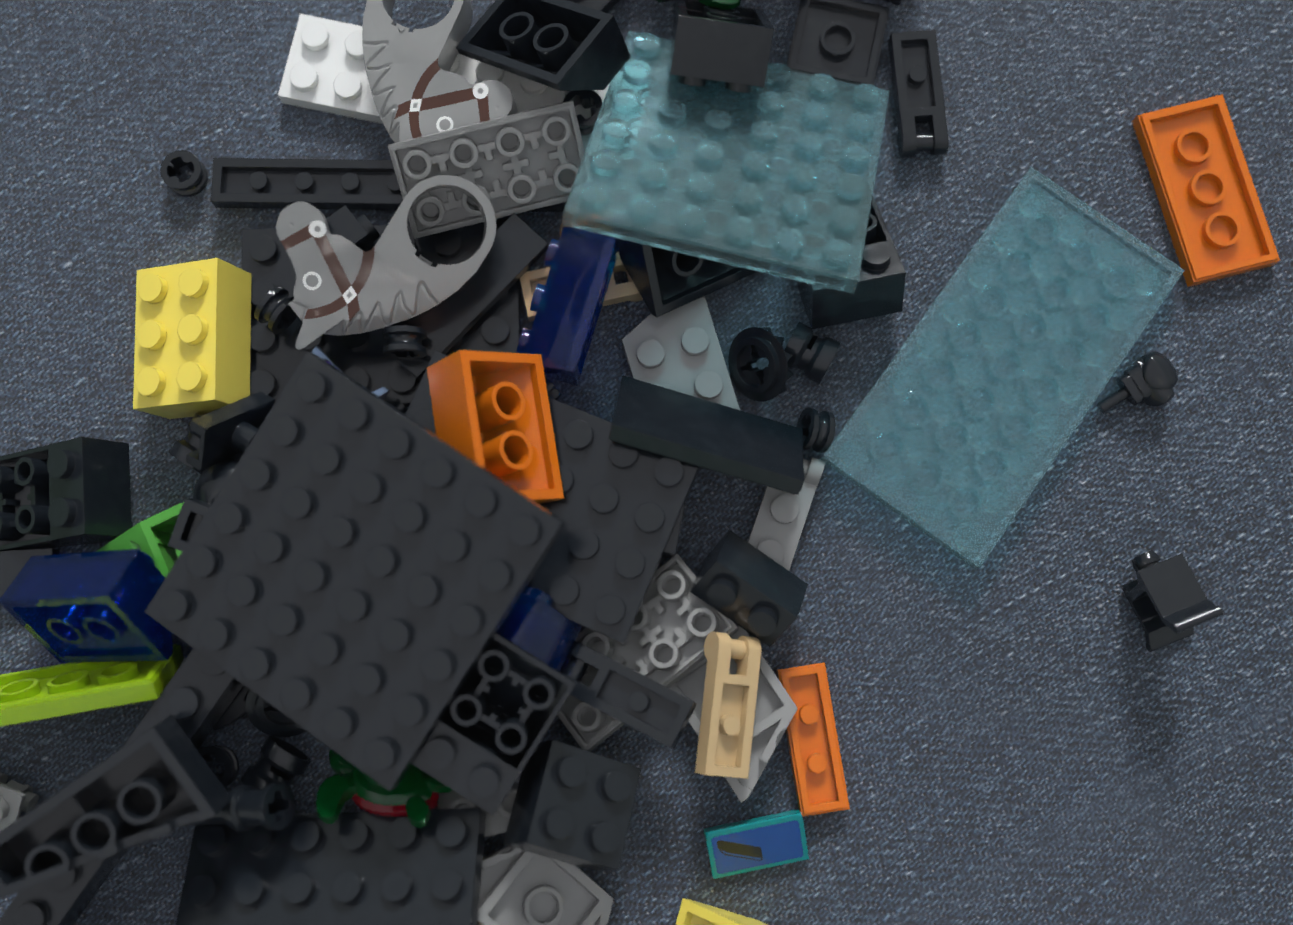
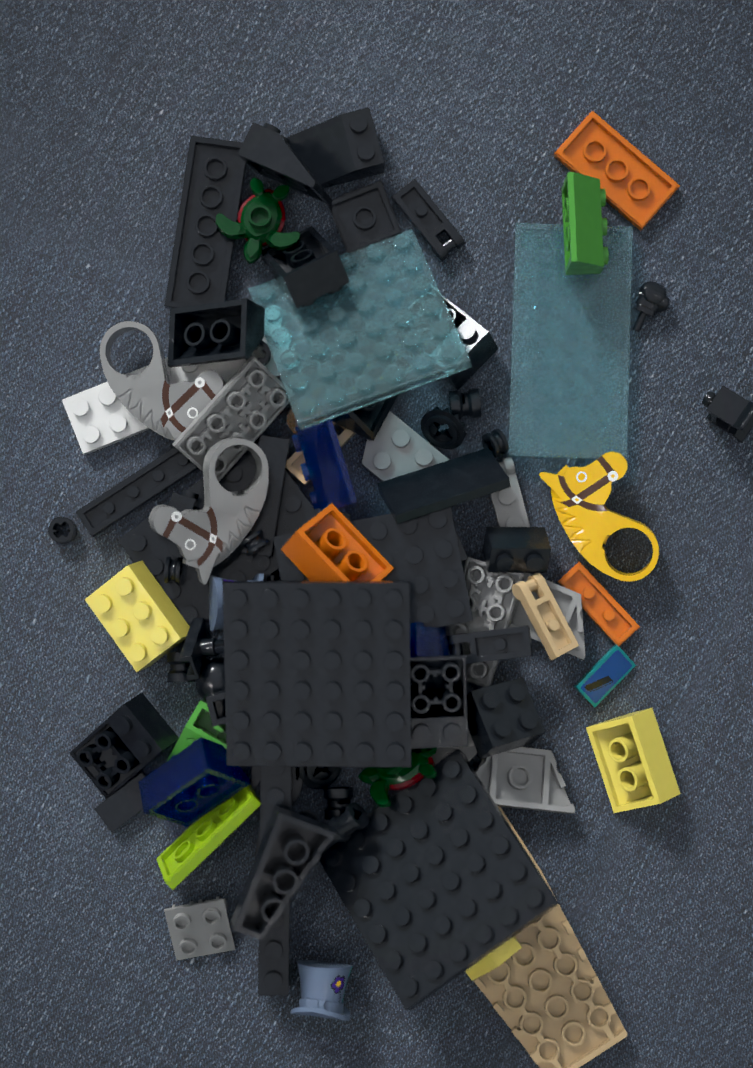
camera: 25 degrees left, 5 degrees up
(875, 588) = (580, 505): none -> yellow animal
(1125, 218) = (583, 225): none -> bright green slope

